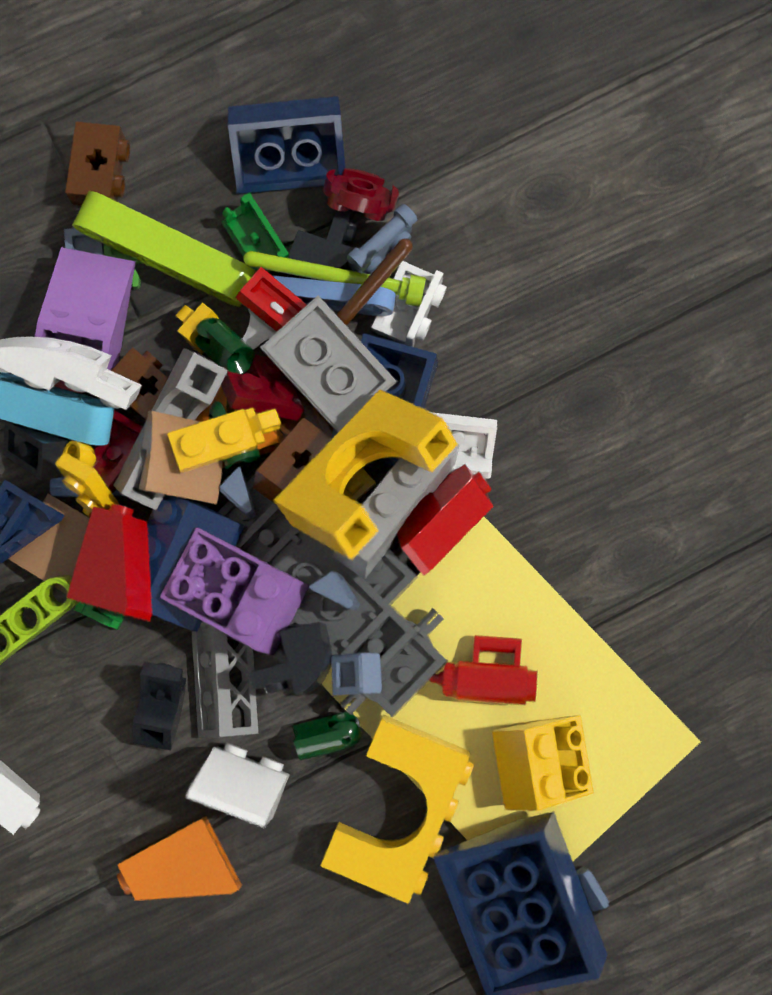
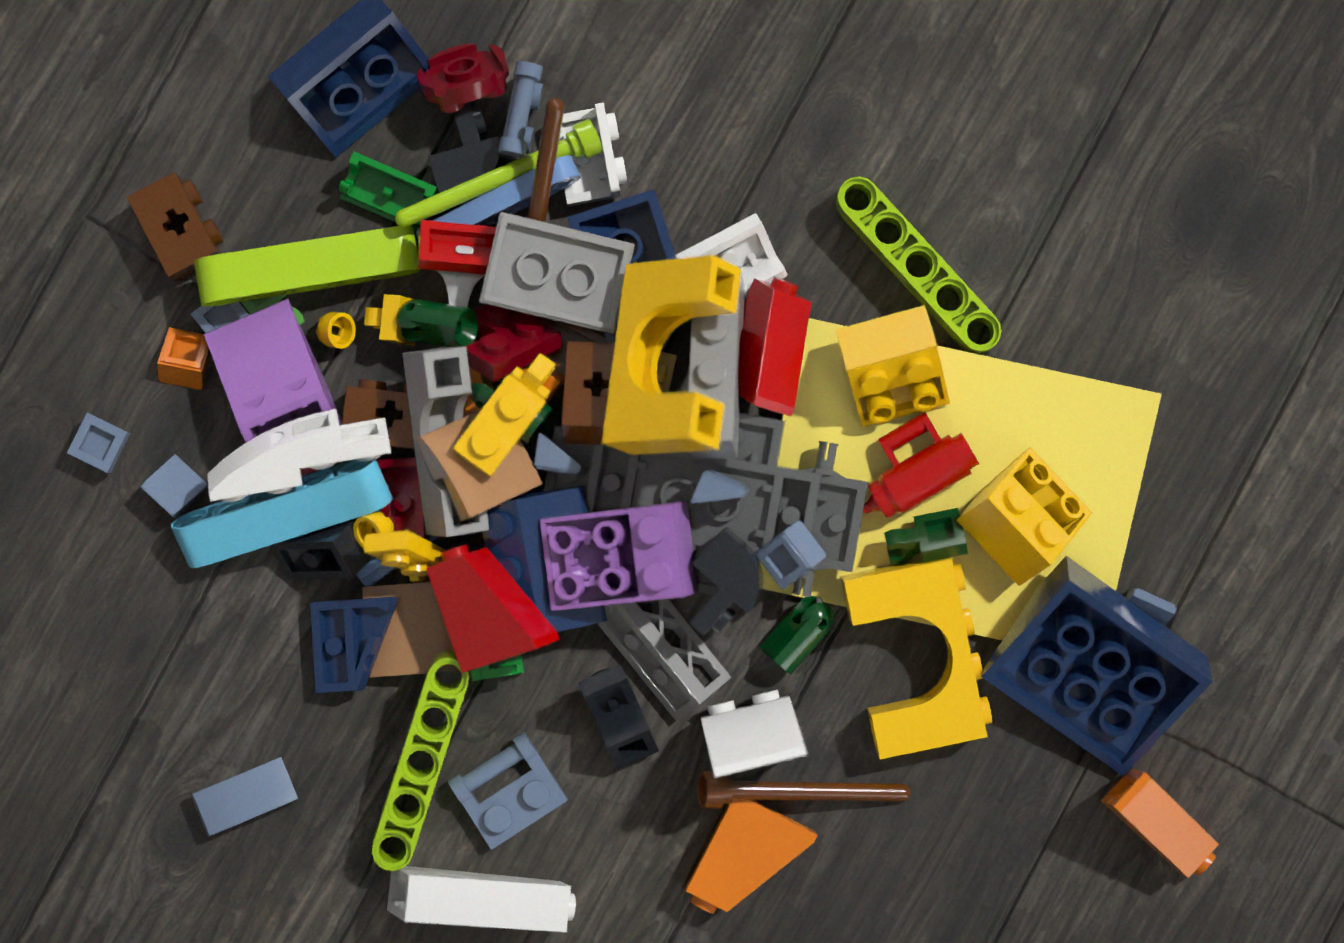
camera: 35 degrees left, 5 degrees up
(38, 258) = (183, 359): none -> orange slope
(47, 718) = (515, 804): none -> sand blue plate
(162, 303) = (346, 329): none -> yellow hinge
(191, 810) = (720, 790): none -> reddish brown piece
(468, 732) = (934, 535): none -> dark green plate
(520, 590) = (893, 366): none -> yellow slope
(593, 516) = (911, 244): none -> lime beam

